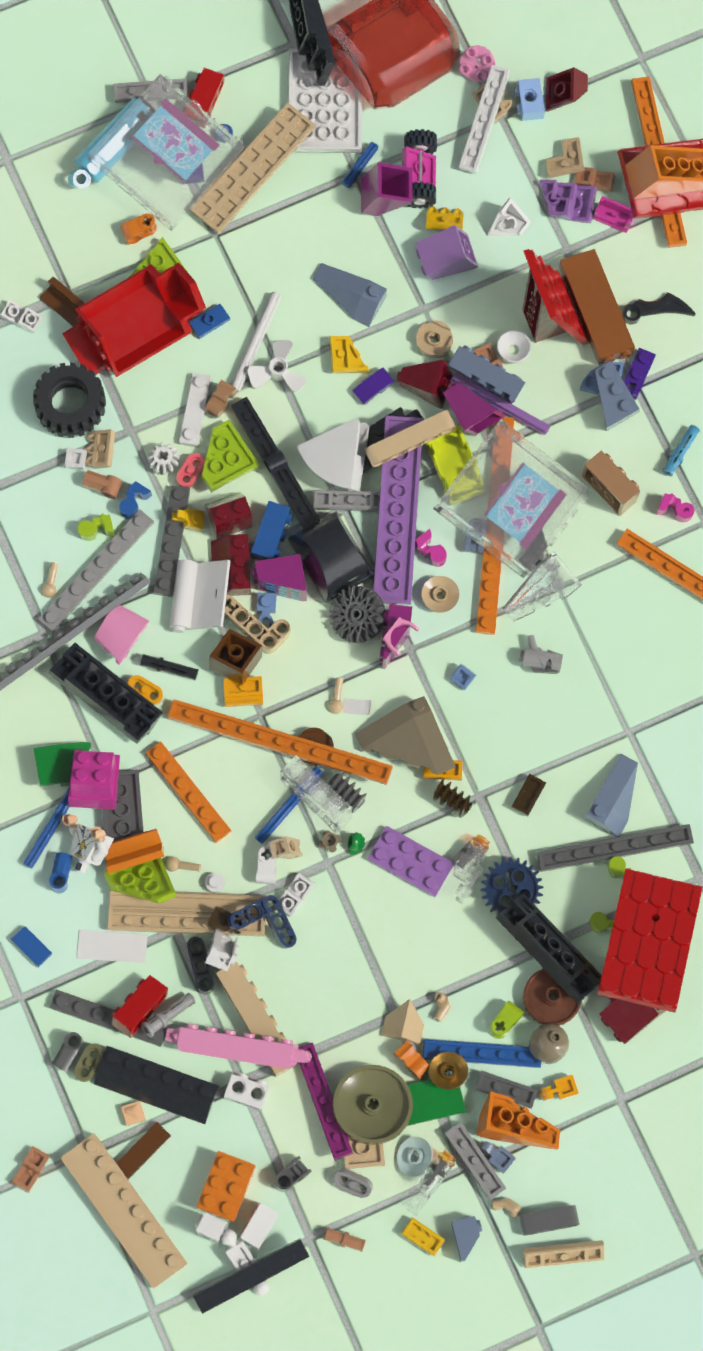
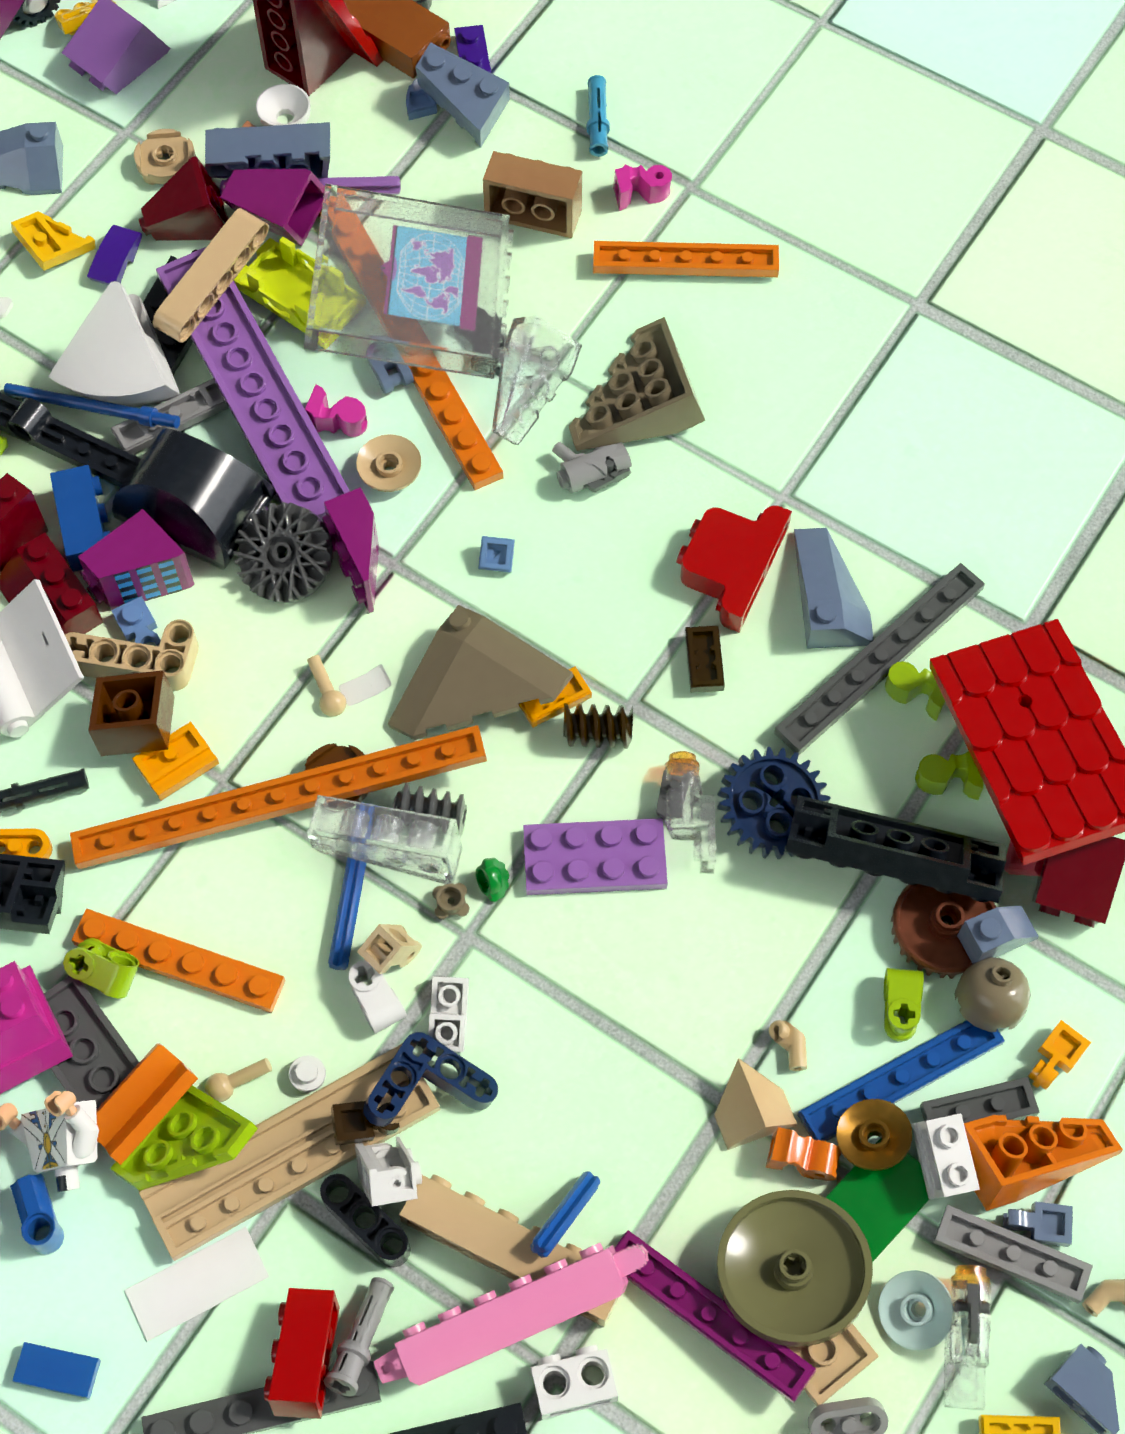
camera: 30 degrees left, 10 degrees down
(153, 775) = (104, 967): none -> lime piece
(288, 1018) = (565, 1214): none -> blue axle
(334, 496) = (145, 415): none -> blue bar
(400, 622) = (355, 517): bright pink cap -> none
(472, 1100) = (945, 1156): none -> white hinge
(570, 1016) = (996, 932): none -> sand blue slope
(578, 751) = (732, 558): none -> red brick
(595, 634) = (643, 397): none -> dark tan slope

